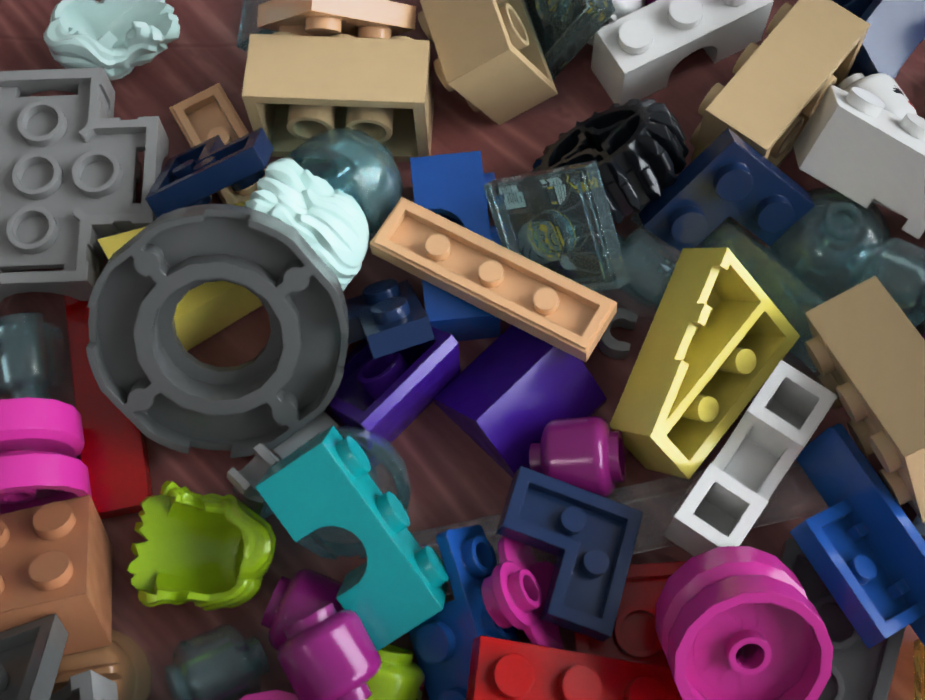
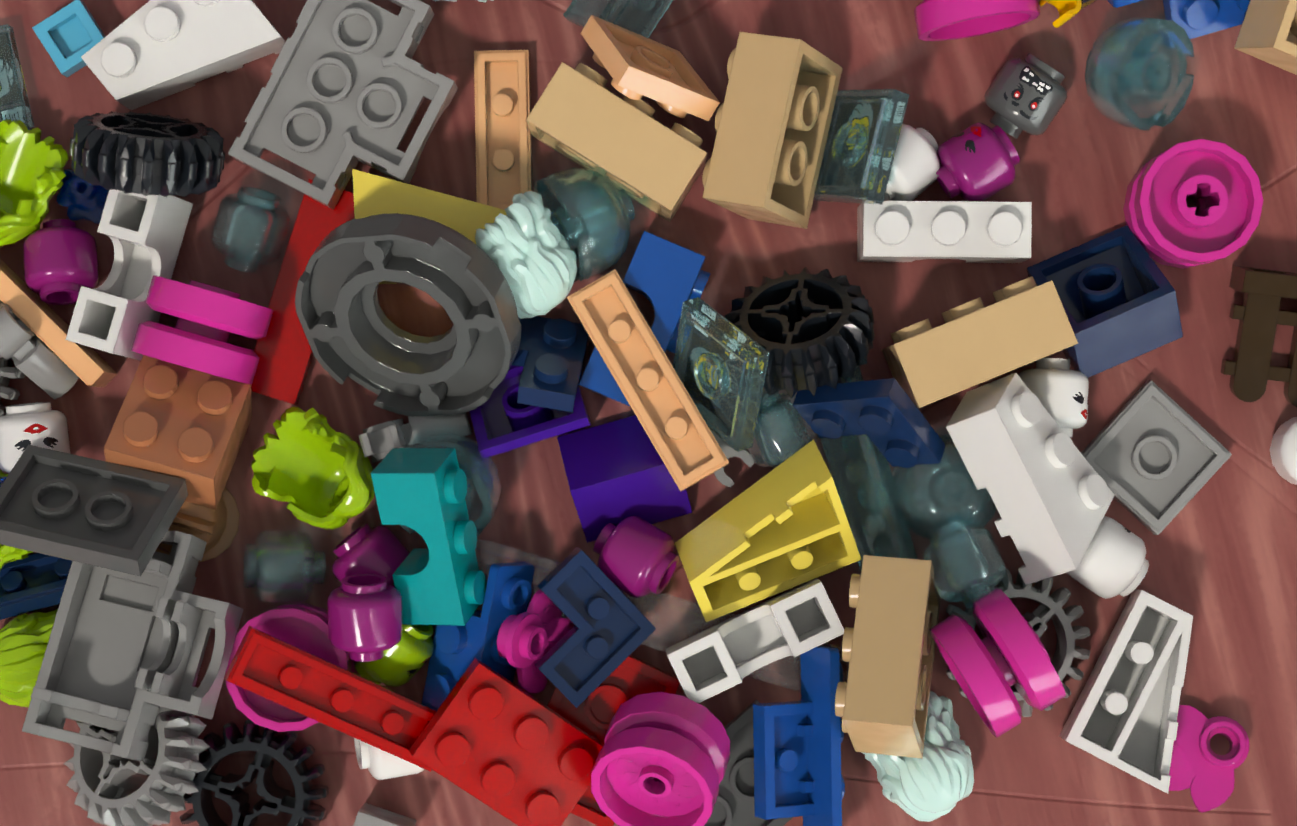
camera: 25 degrees right, 20 degrees up
(207, 168) = (462, 162): dark blue plate -> none

